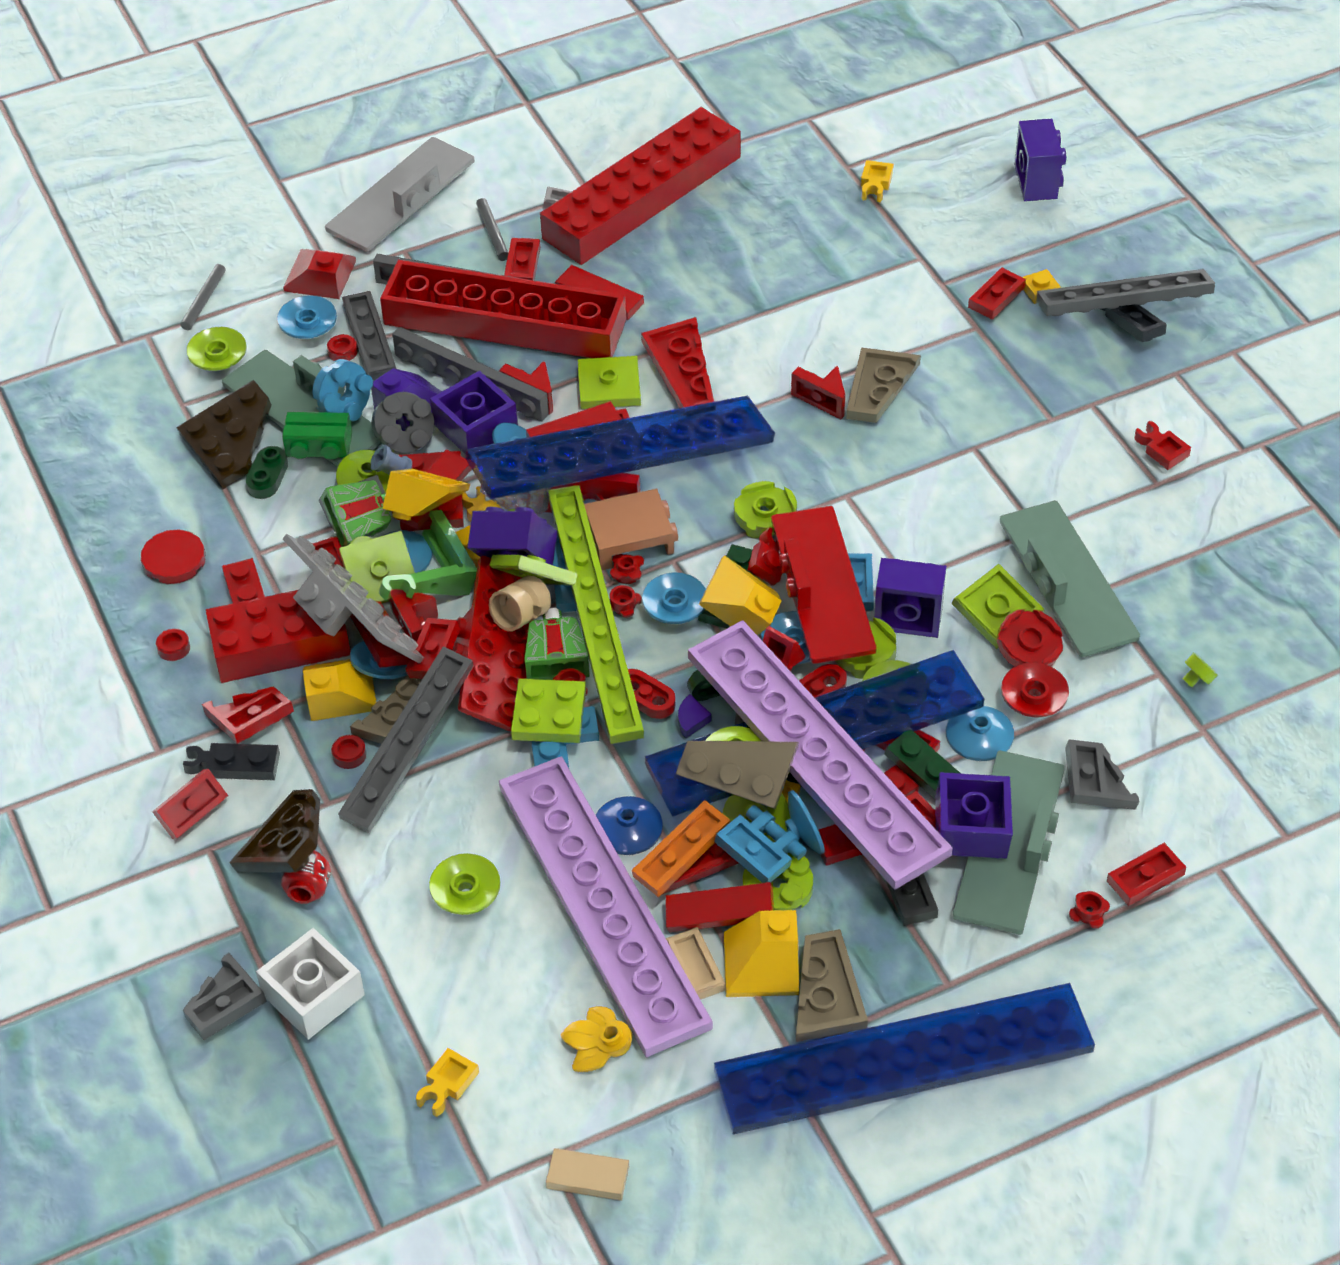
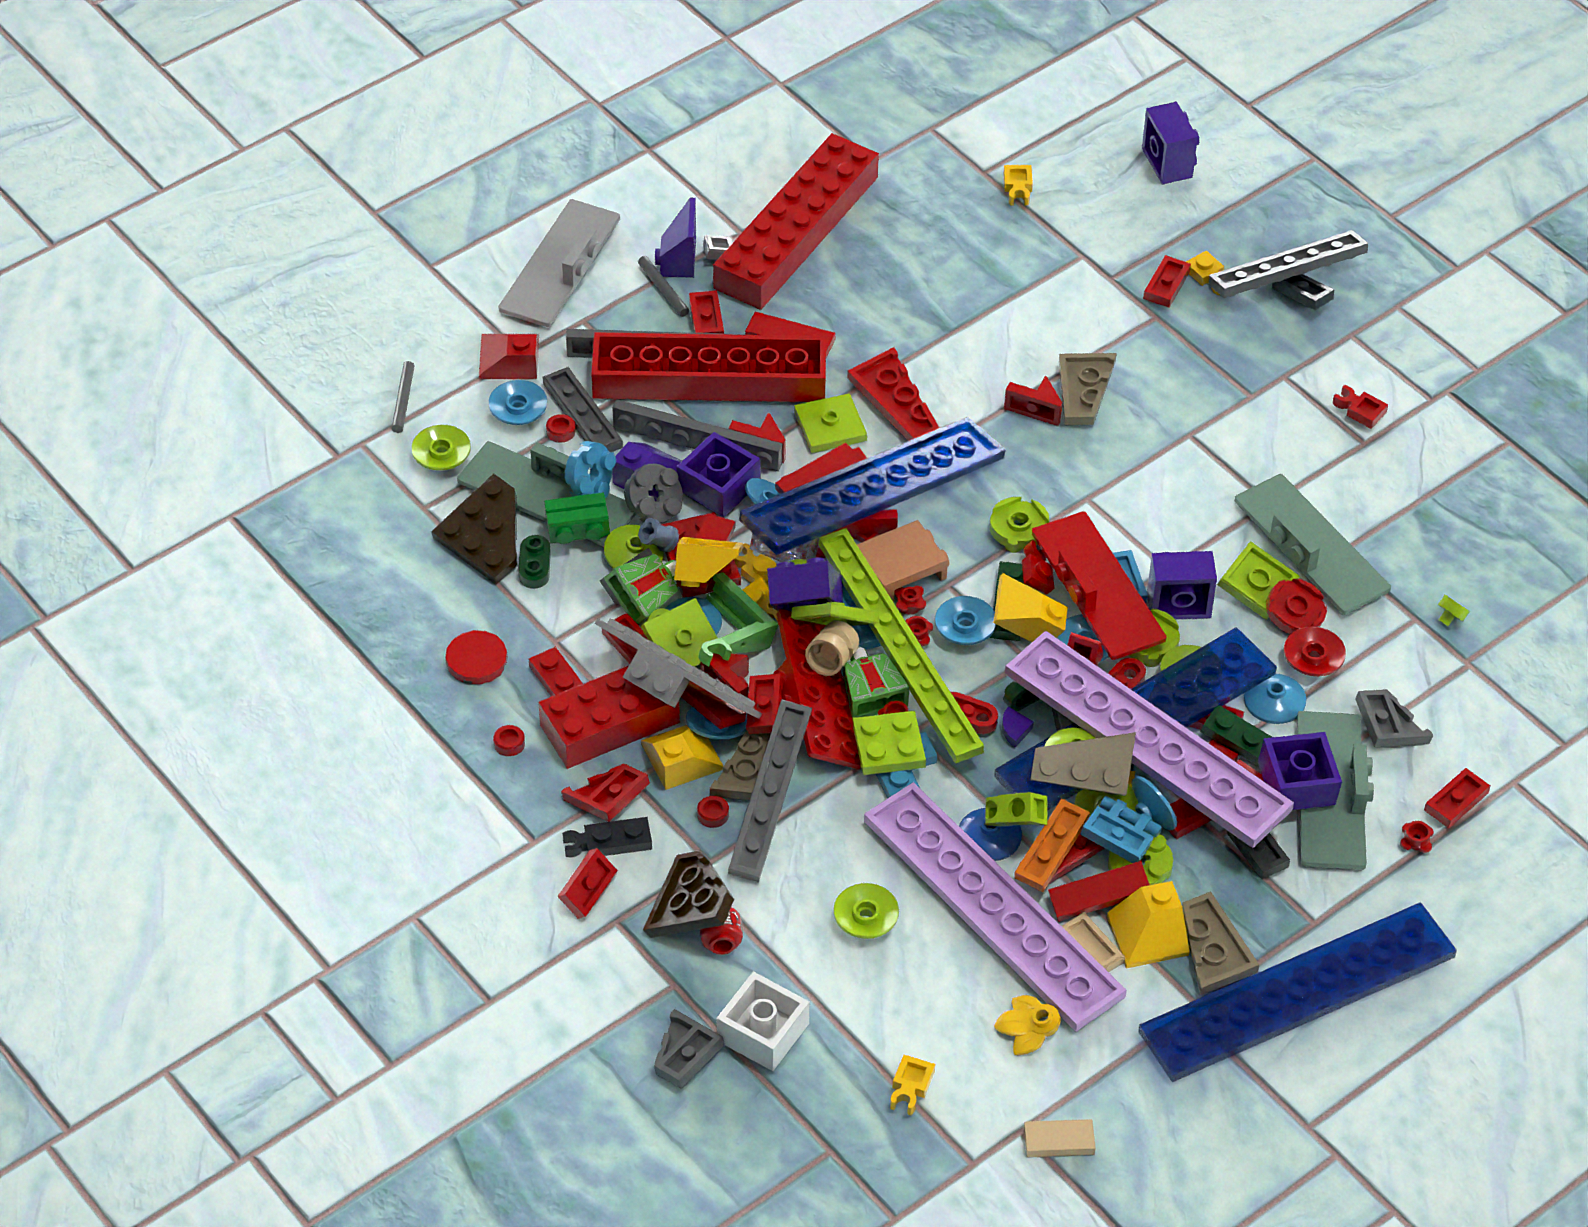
camera: 15 degrees left, 0 degrees up
(519, 190) = (679, 244): none -> dark purple slope
(652, 803) = (1016, 809): none -> lime leg

